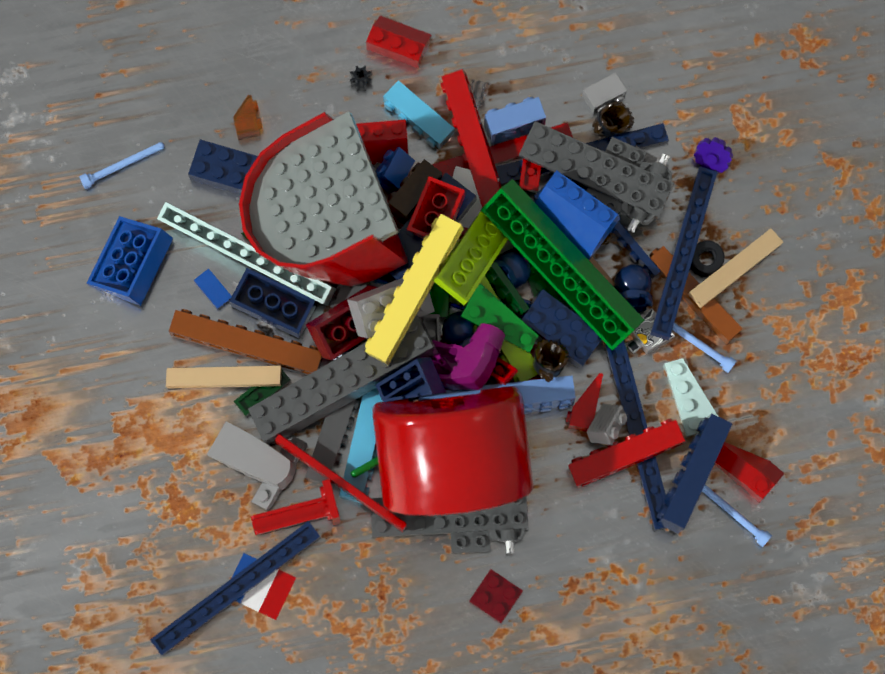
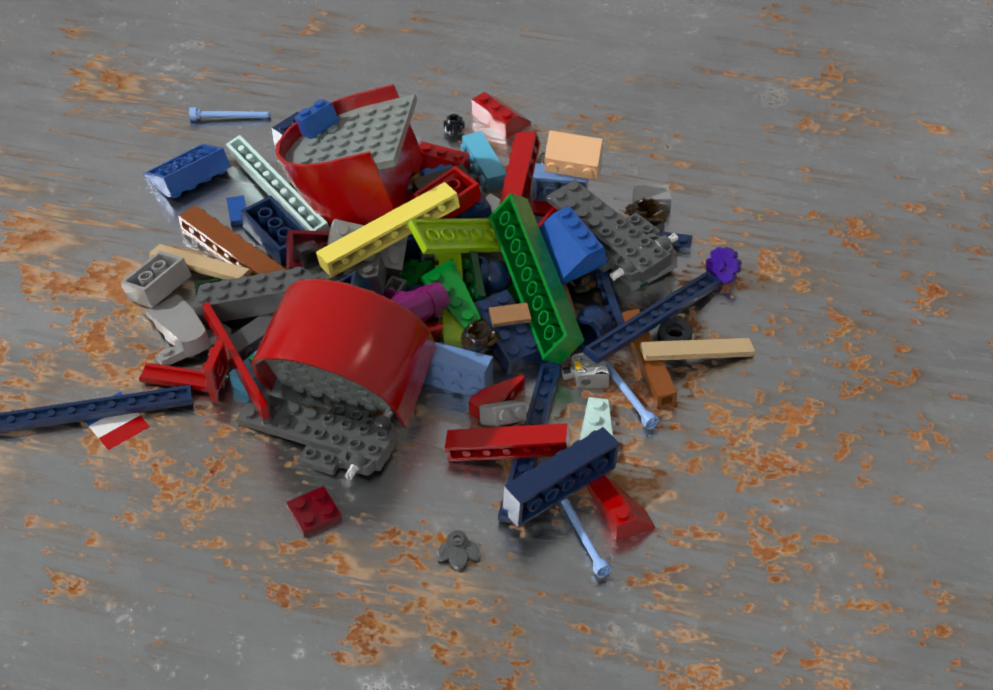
camera: 30 degrees right, 30 degrees down
(199, 419) = (156, 279): none -> light grey brick
(266, 183) = (316, 118): none -> blue brick
(349, 345) = (307, 254): none -> black brick
(525, 99) = (573, 155): none -> light nougat slope
(562, 320) = (509, 315): none -> medium nougat tile
(641, 579) = (458, 552): none -> dark grey plate

